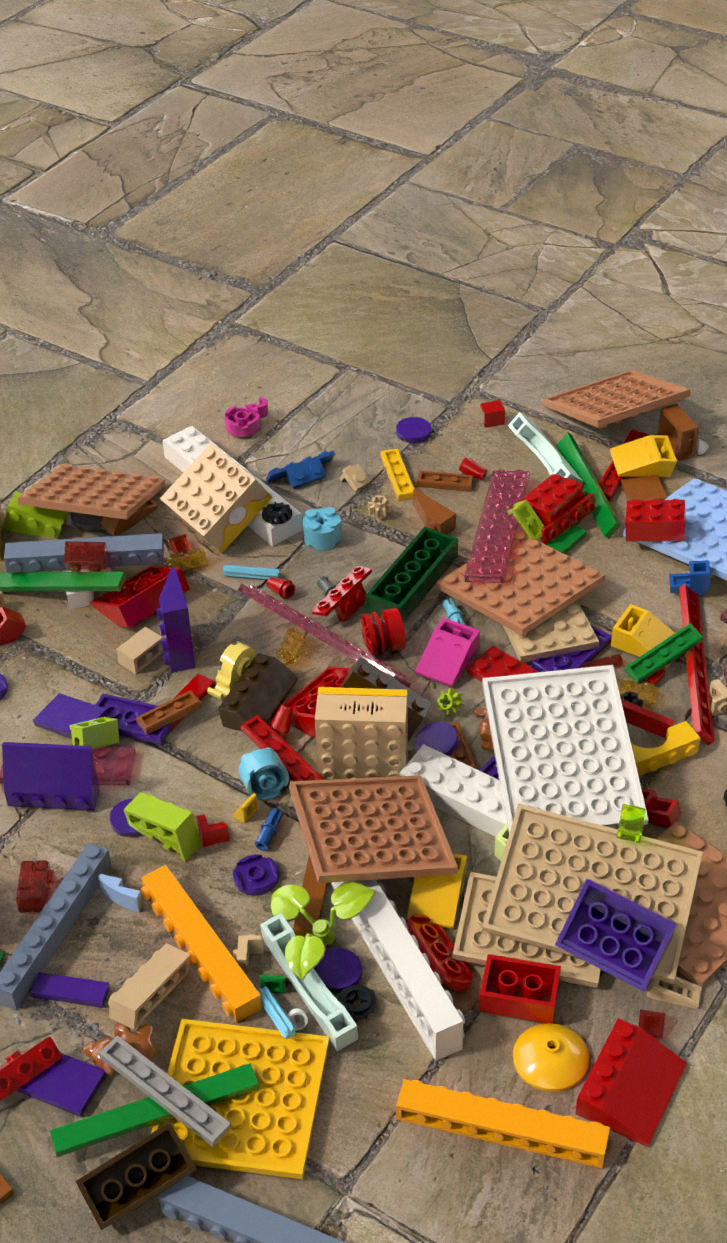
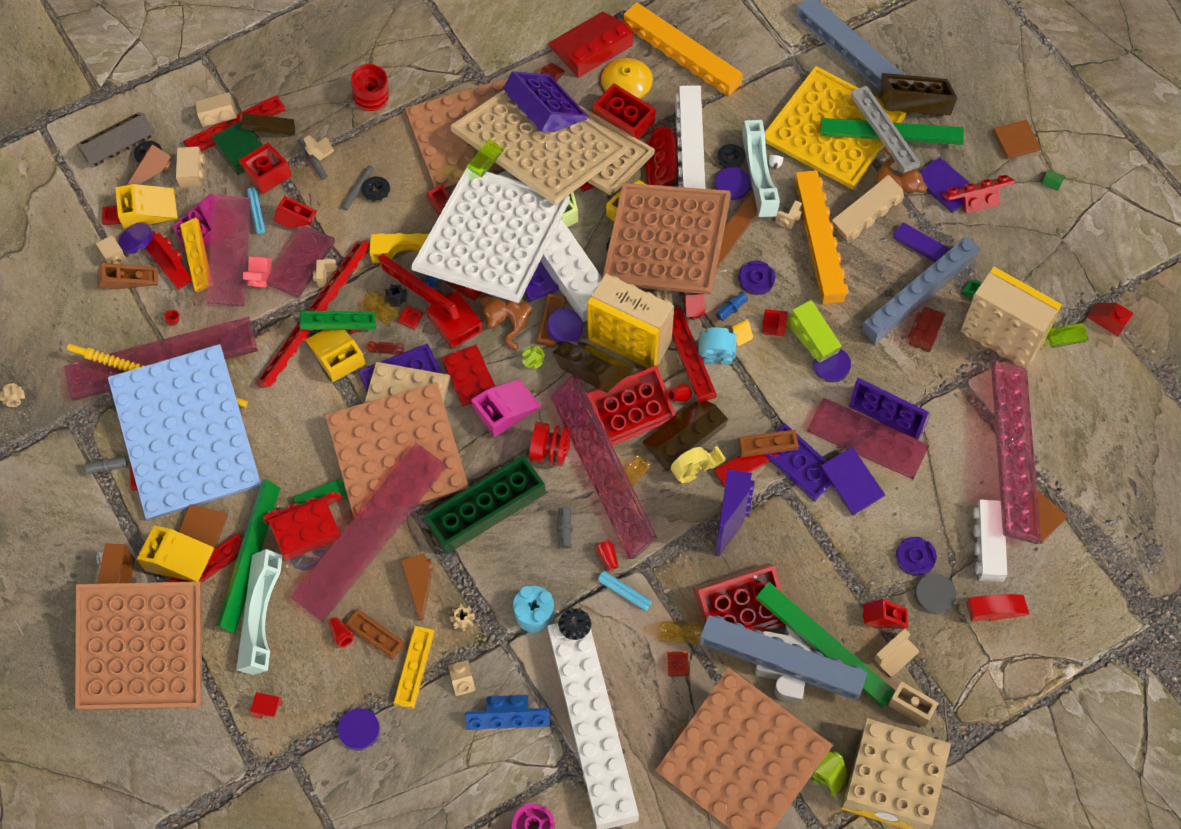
camera: 155 degrees left, 20 degrees up
(85, 556) = (787, 630): clear red brick -> none
(95, 732) = (839, 443): lime hinge -> none
(113, 889) = (867, 300): light blue slope -> none
(140, 650) = (766, 531): tan brick -> none
(216, 497) = (625, 669): tan piece -> none
(275, 983) = (783, 189): green slope -> none
(277, 1013) = (789, 164): medium azure axle -> none
(306, 952) = (751, 217): lime plant -> none
(345, 596) = (562, 507): red bracket -> none
(453, 612) = (472, 451): medium azure pin -> none
(528, 519) = (343, 514): lime hinge -> none
(655, 520) = (235, 454): red brick -> none
(697, 579) = (250, 389): blue brick -> none

